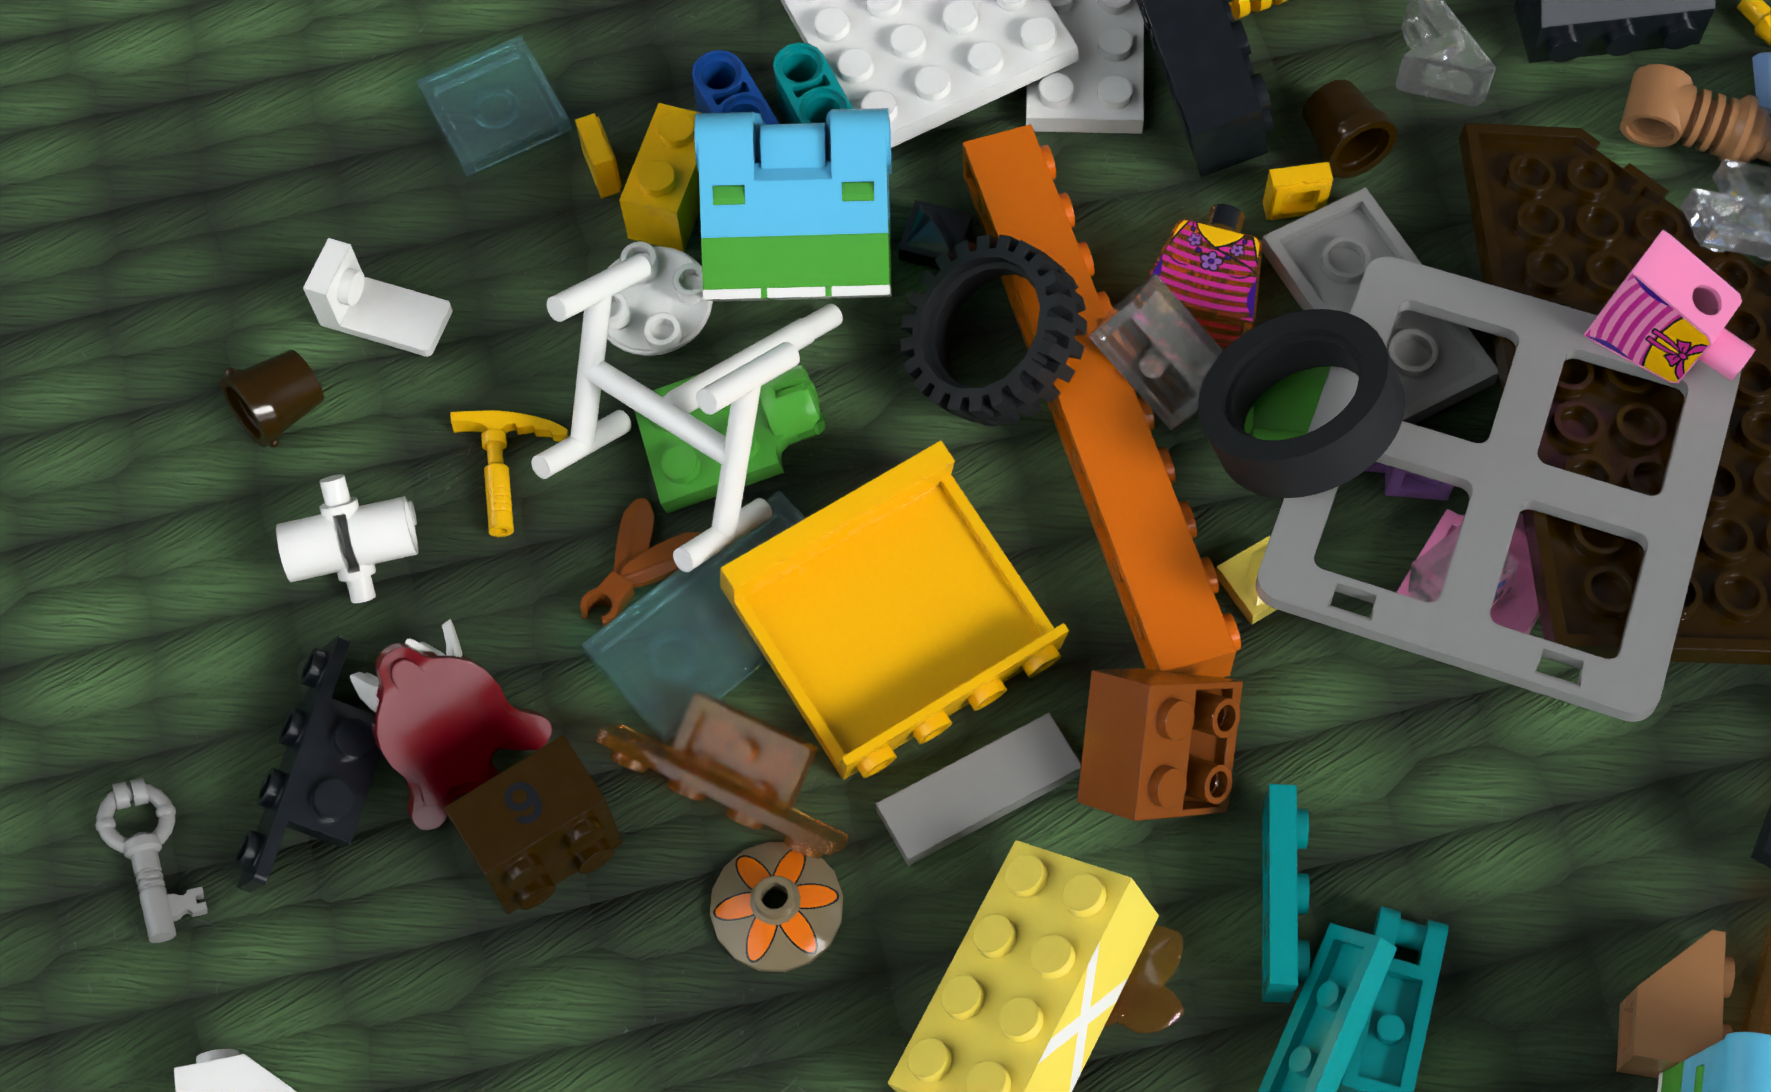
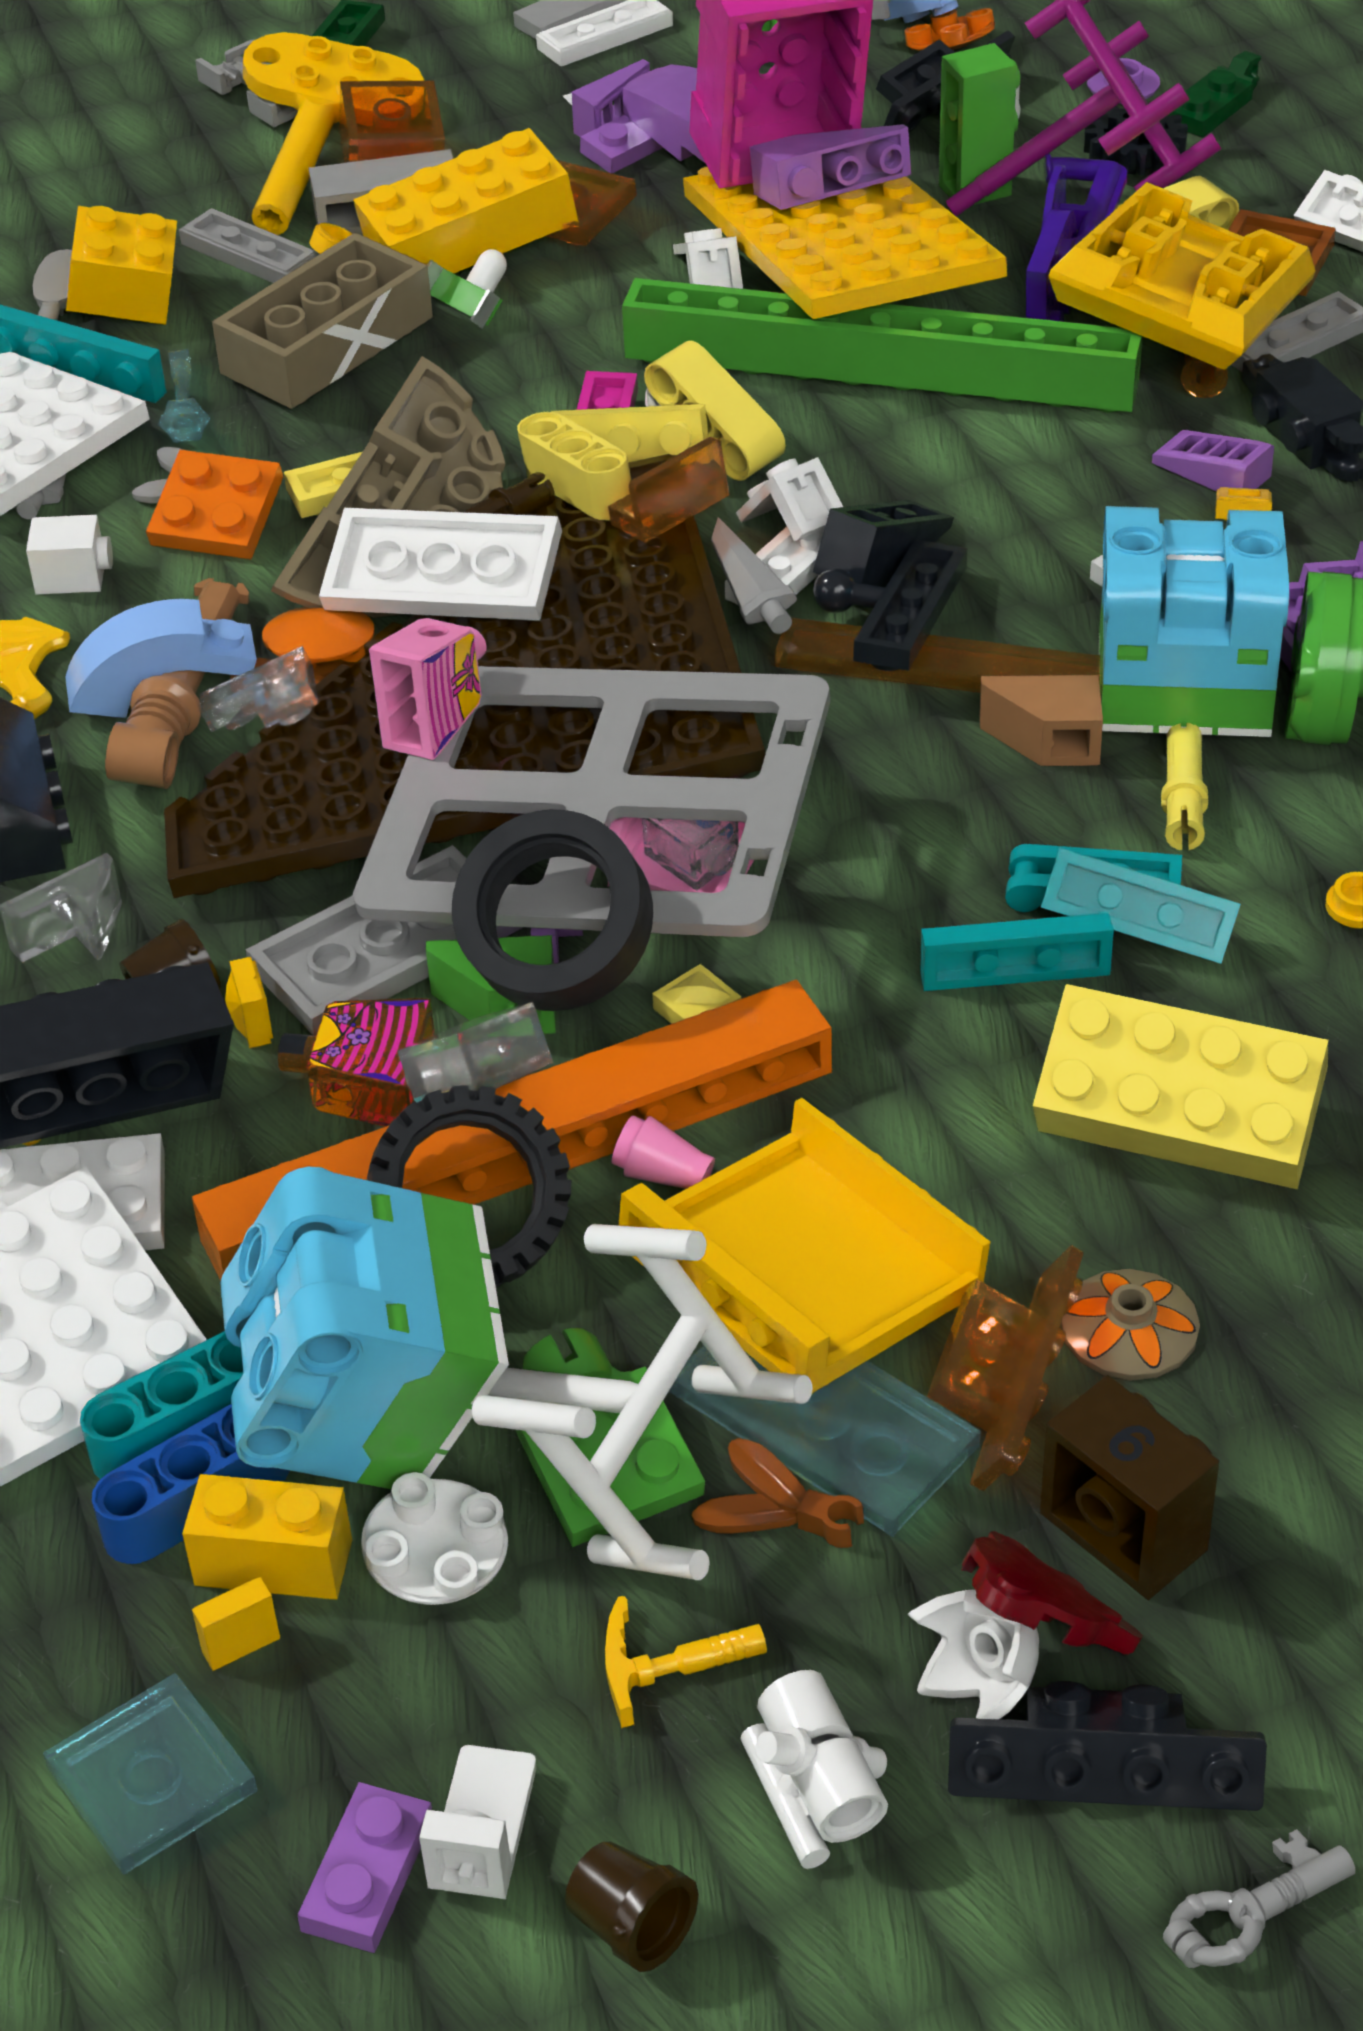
camera: 100 degrees left, 20 degrees down
(379, 237) = (364, 1868): none -> medium lavender plate
(978, 789) = (967, 1179): light grey tile -> none
(1045, 515) = (659, 1155): none -> bright pink cone
(1159, 743) = (907, 1022): dark orange slope -> none

